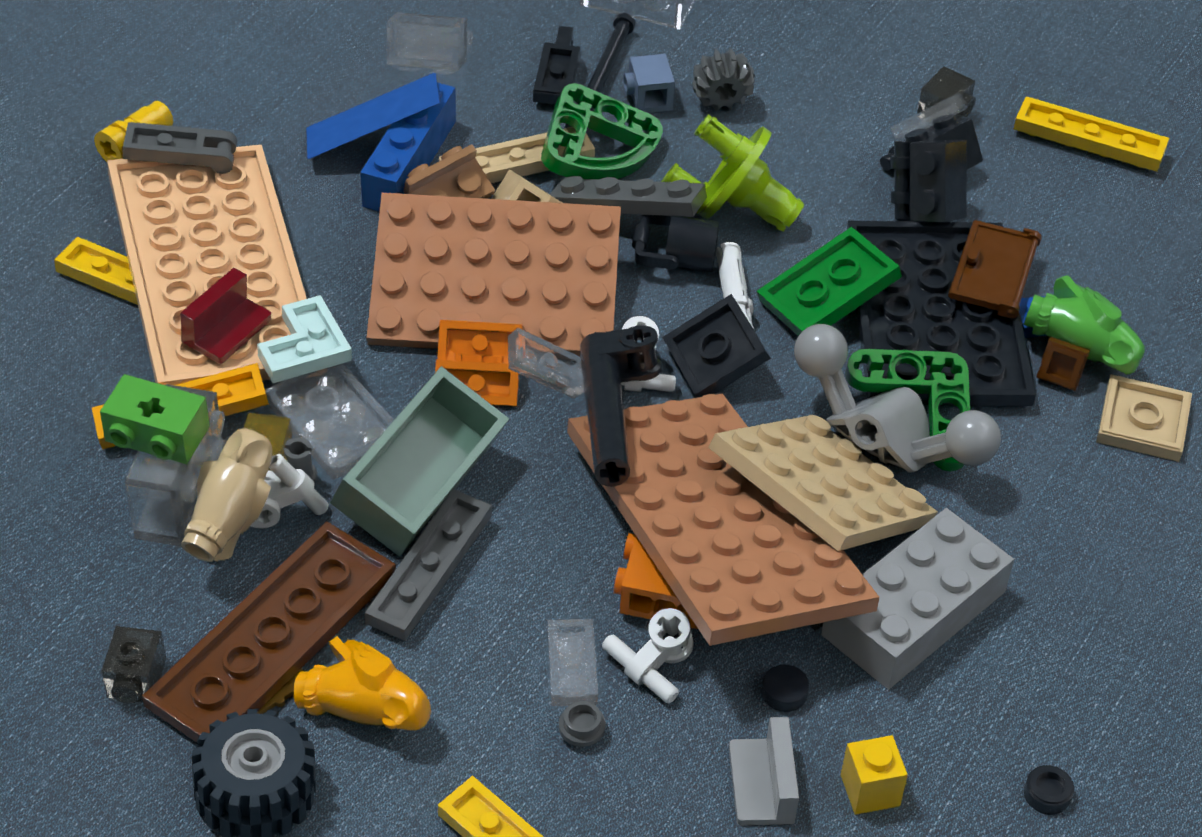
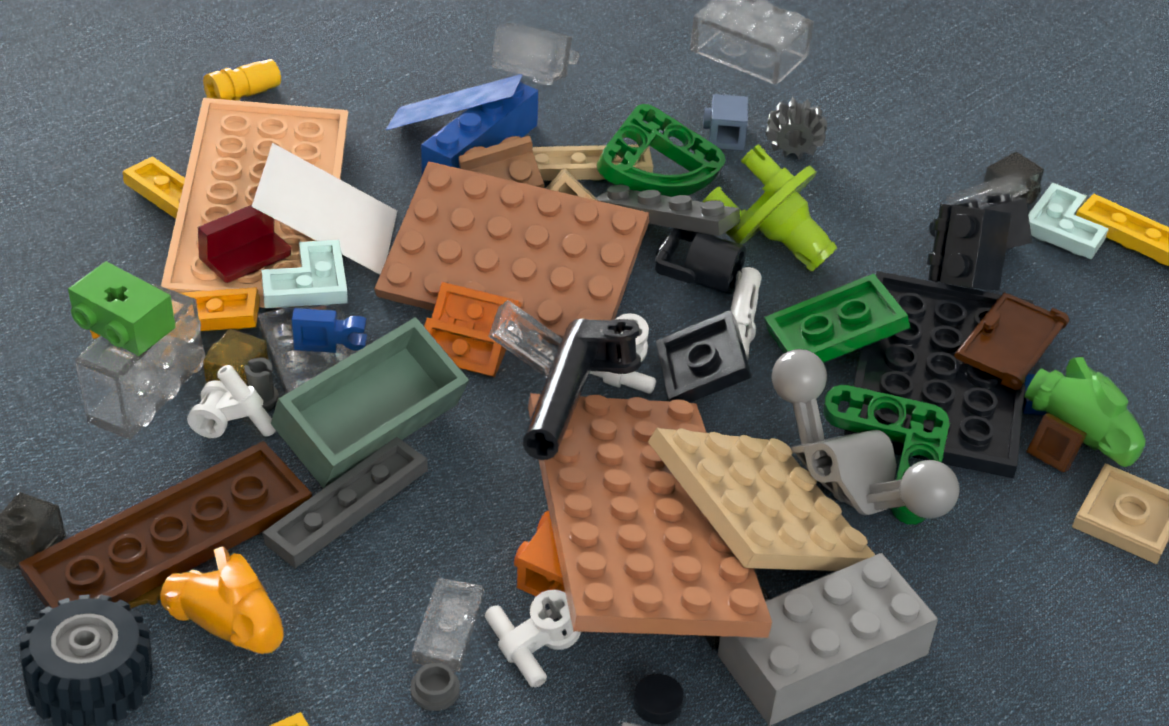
camera: 15 degrees right, 5 degrees down
(180, 146) = (270, 96): dark grey plate -> none
(229, 496) = (170, 397): tan animal -> none
(289, 262) = (325, 208): none -> white sticker
(344, 395) = (322, 332): none -> blue plate
(556, 67) = (646, 89): black hinge -> none
(623, 25) = (721, 72): black bar -> none
(1004, 138) = (1056, 222): none -> light aqua plate

